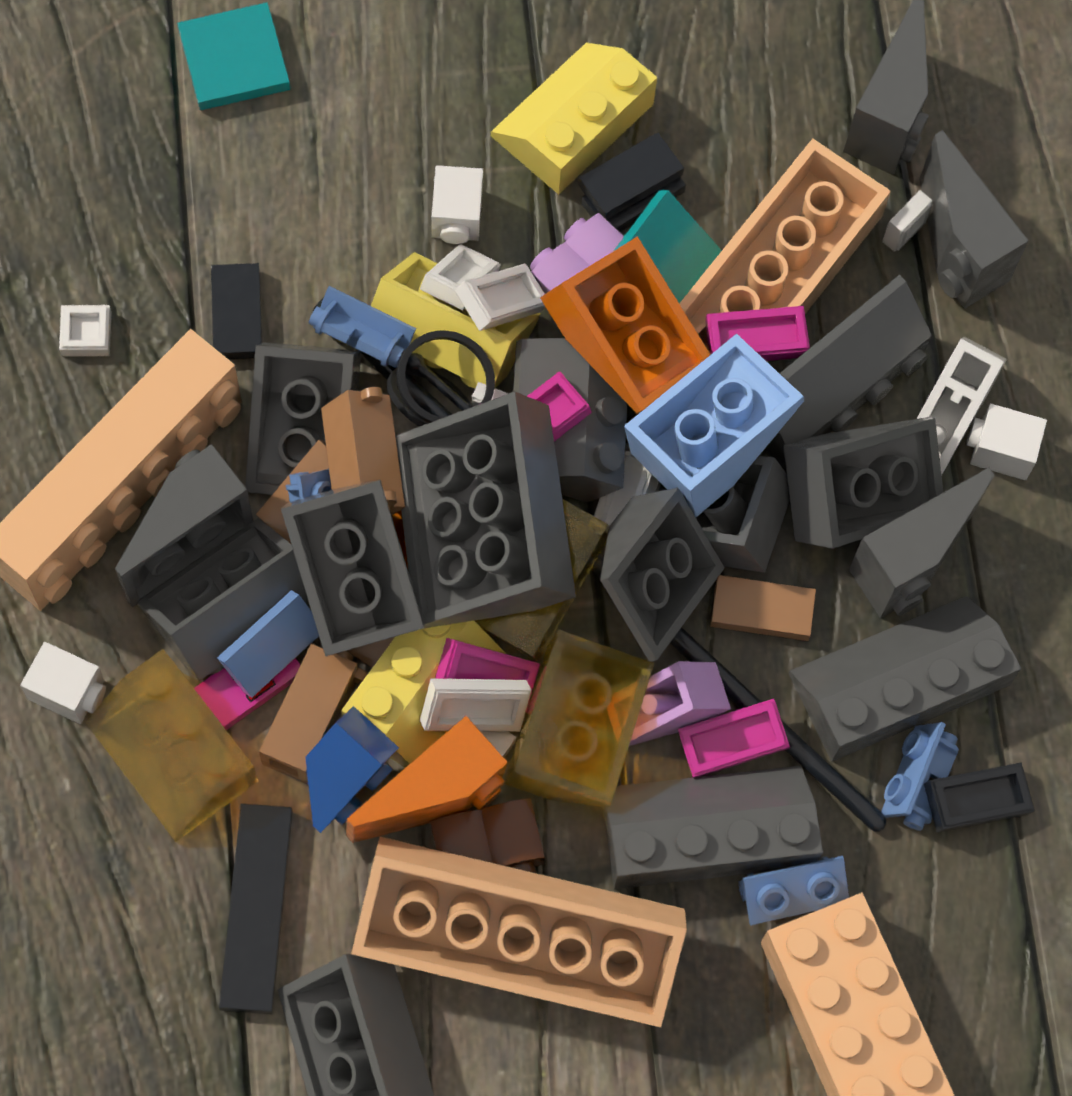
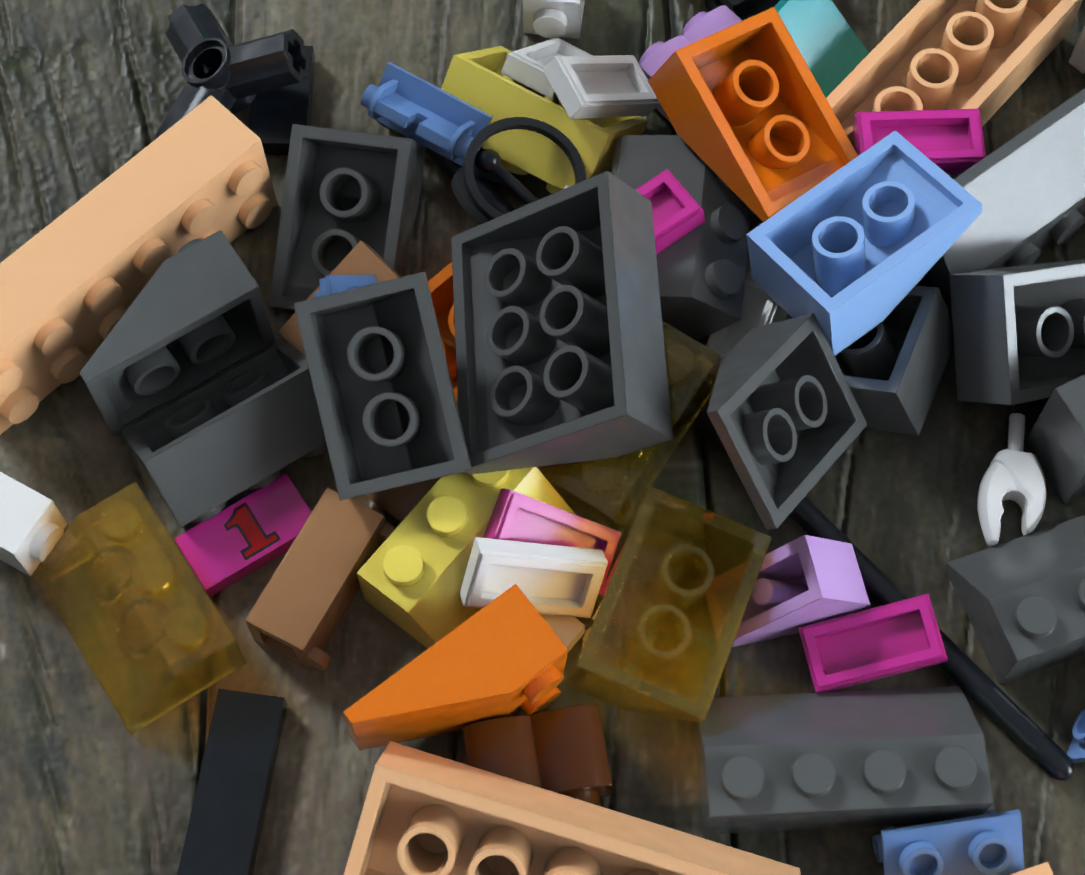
camera: 10 degrees right, 5 degrees down
(85, 330) = (98, 113): white tile -> none
(175, 280) = (226, 70): none -> black piece
(270, 644) = (274, 486): medium blue tile -> none
(342, 764) = (352, 642): blue slope -> none
(363, 443) = (414, 233): medium nougat brick -> none
(763, 607) = (914, 481): medium nougat tile -> none
(840, 600) = (1012, 477): none -> white hand

